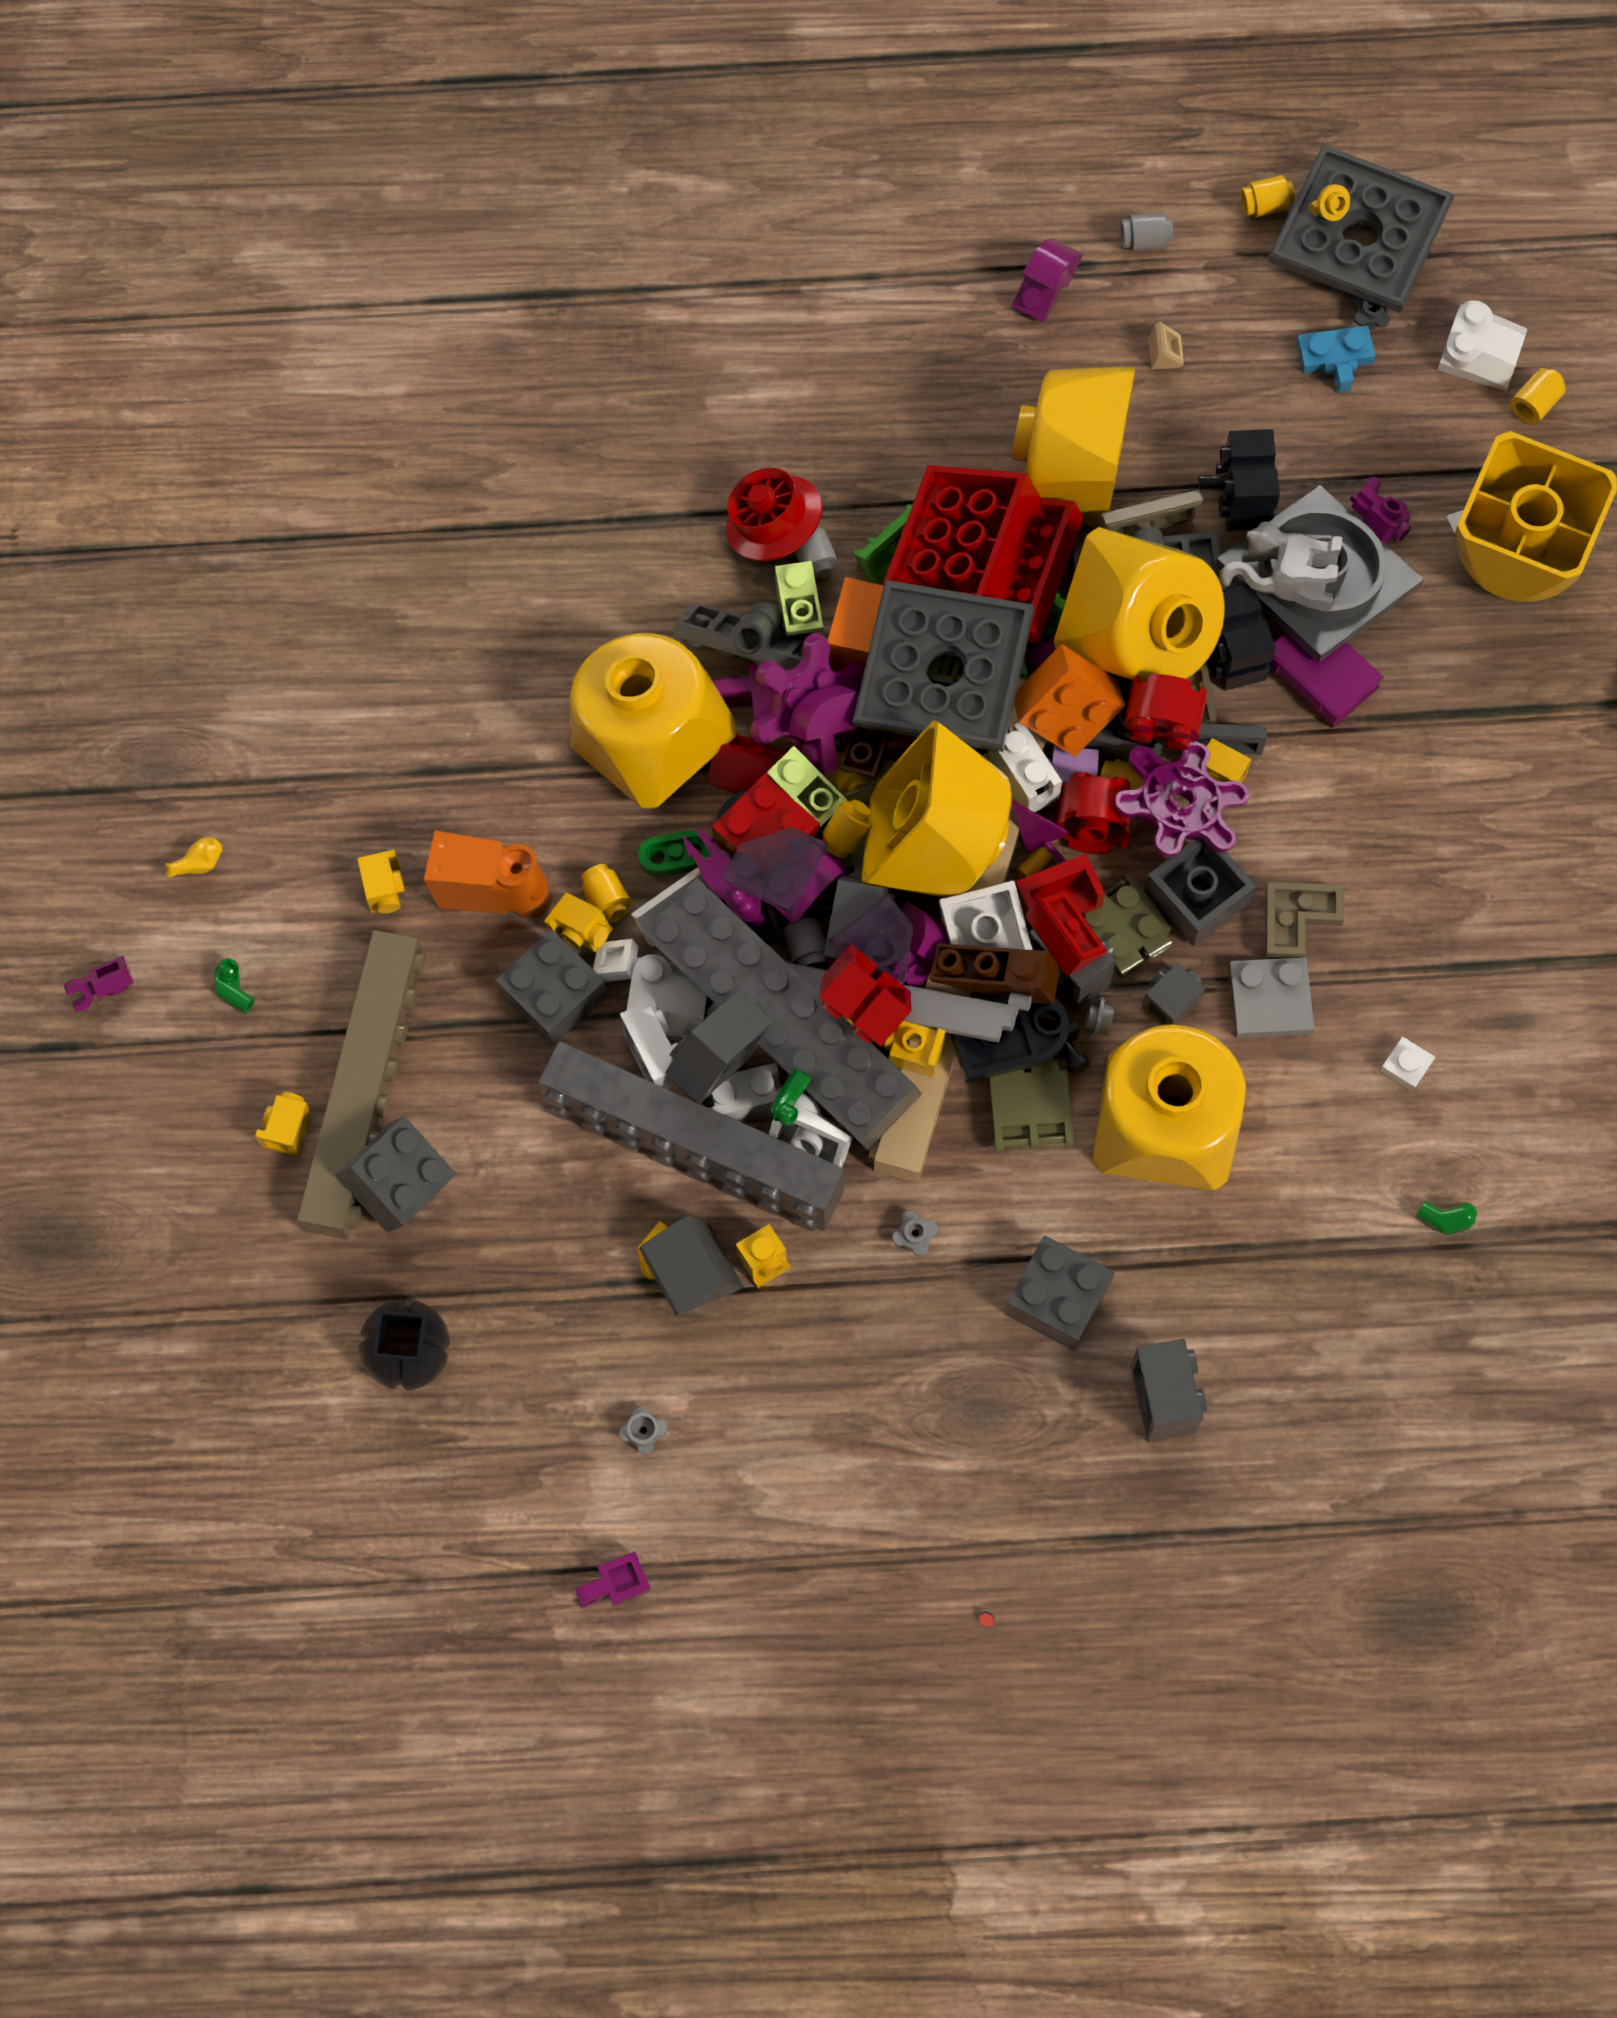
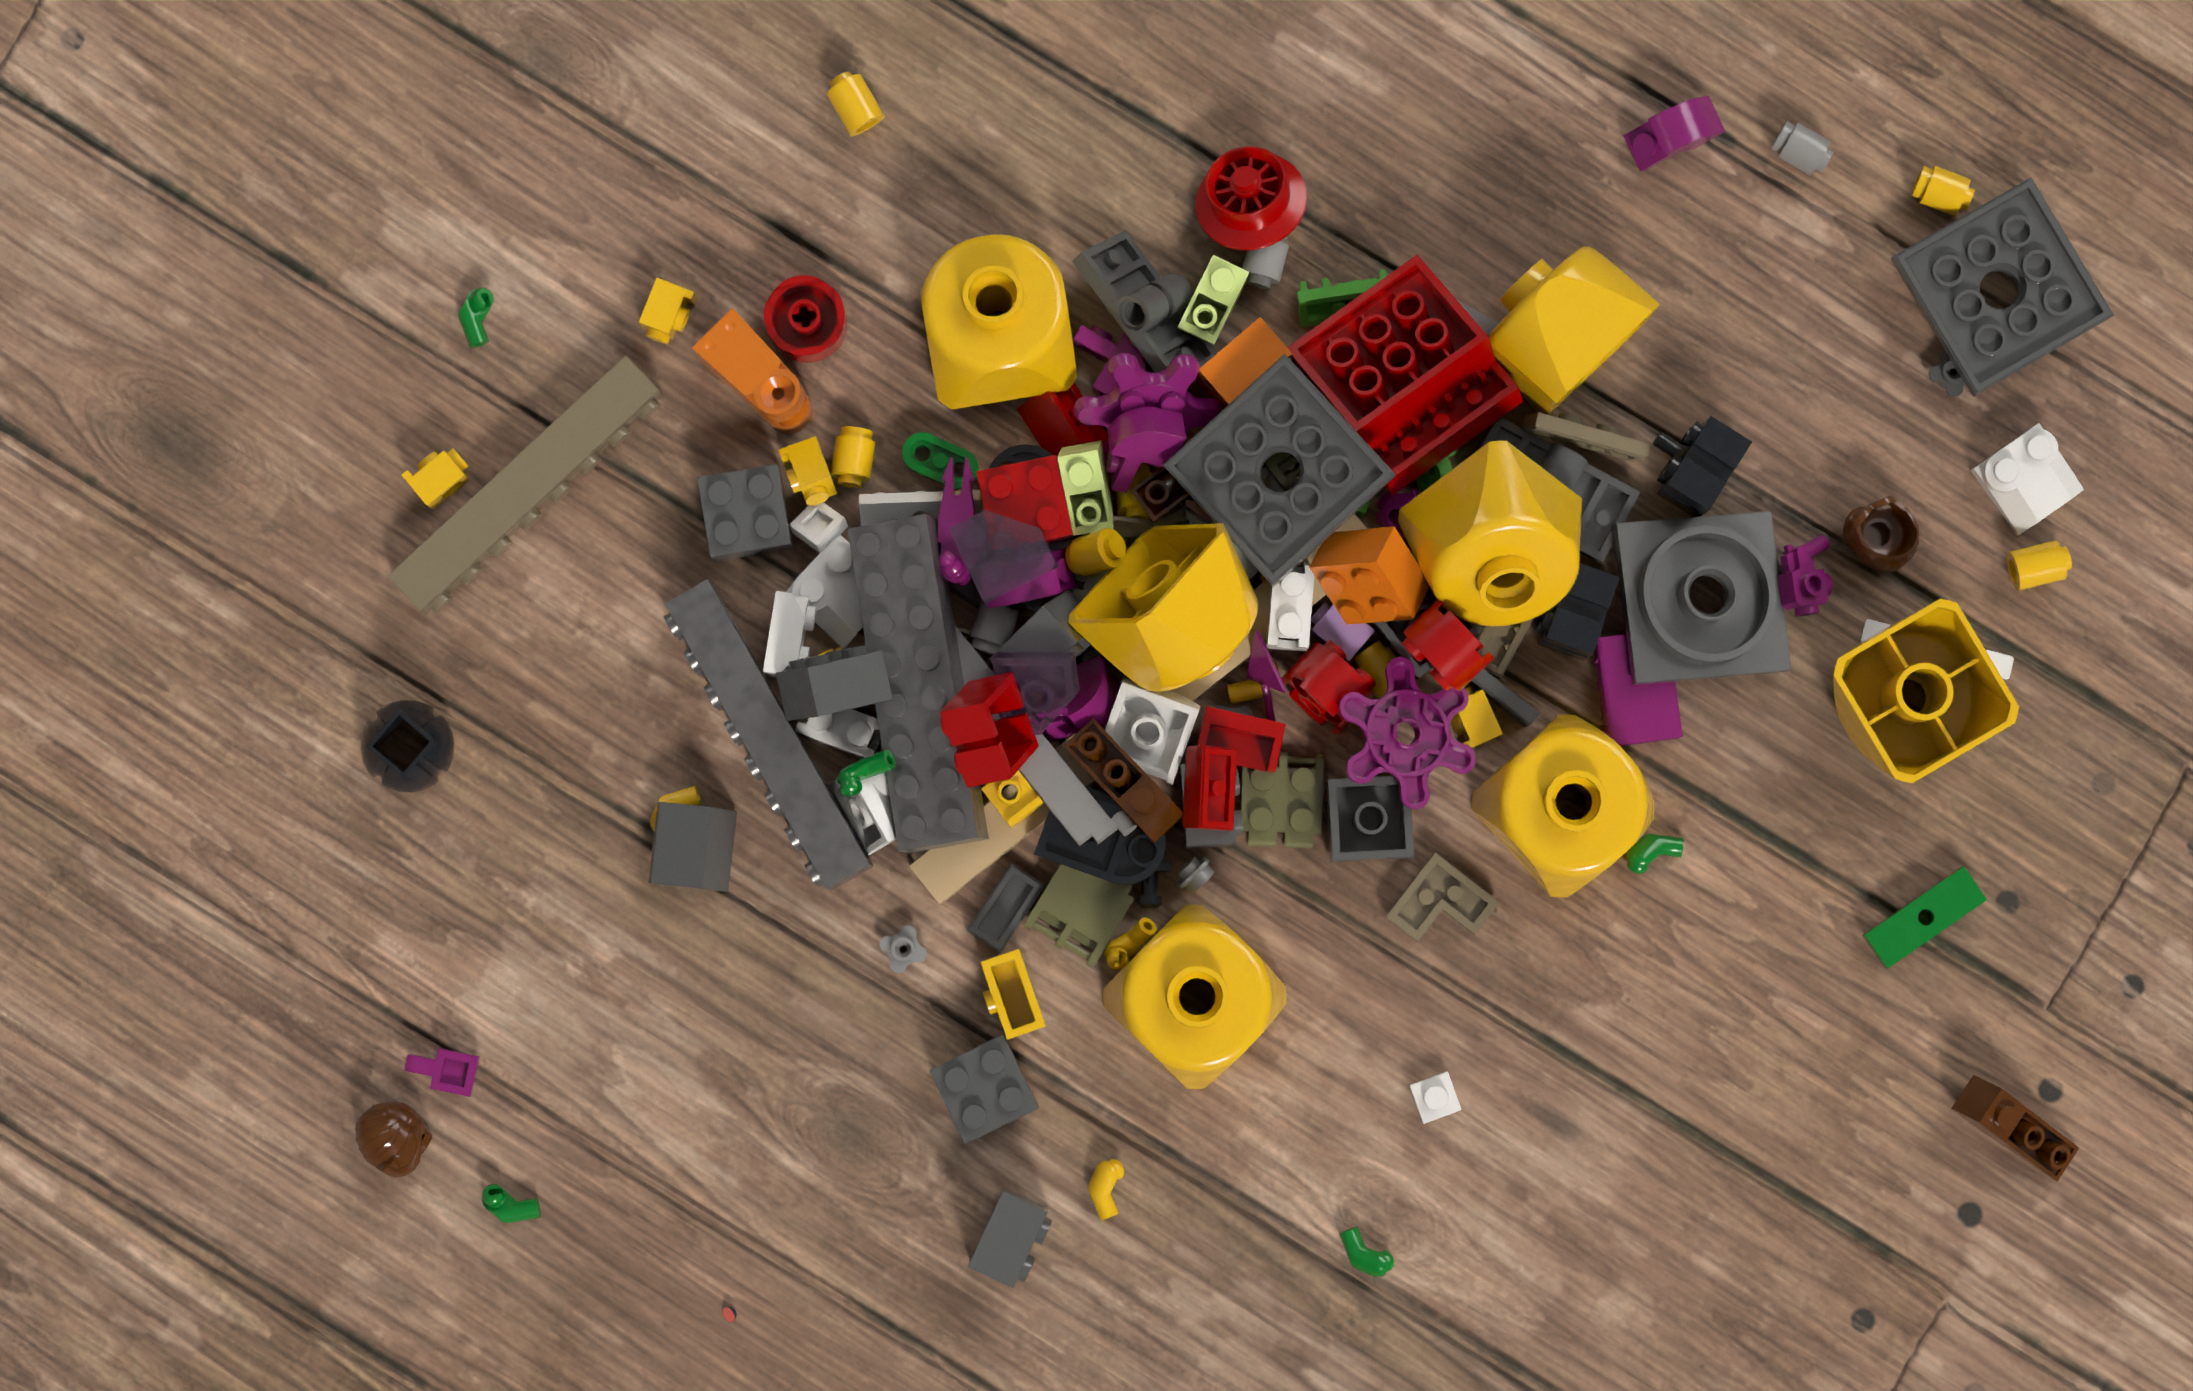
camera: 30 degrees right, 15 degrees up
(102, 980) = (369, 235): magenta plate -> none
(198, 860) = (524, 175): yellow animal -> none
(395, 1174) = (495, 594): dark grey brick -> none
(422, 642) = (854, 103): none -> yellow brick
(498, 796) = (786, 306): none -> red brick
(609, 1666) = (392, 1137): none -> reddish brown hair
(640, 1419) = (568, 962): light grey plate -> none
(744, 1661) = (506, 1208): none -> green arm
(763, 1255) = (759, 880): yellow brick -> none
(971, 1149) = (1005, 908): none -> dark grey tile
(1027, 1203) = (1012, 994): none -> yellow brick
(1086, 1113) = (1129, 943): none -> yellow arm
(1165, 347) = (1734, 276): tan slope -> none
(1173, 995) = (1277, 896): dark grey brick -> none
(1206, 1307) = (1101, 1185): none -> yellow arm
(1271, 997) = (1362, 955): light grey plate -> none
(1294, 572) = (1661, 595): light grey animal -> none
(1332, 203) = (1987, 248): yellow plate -> none
(1336, 353) = (1888, 391): dark azure hinge -> none
(1338, 778) = (1523, 815): none -> yellow piece
(1414, 448) = (1882, 536): none -> reddish brown hair
(1422, 773) = (1649, 848): none -> green arm

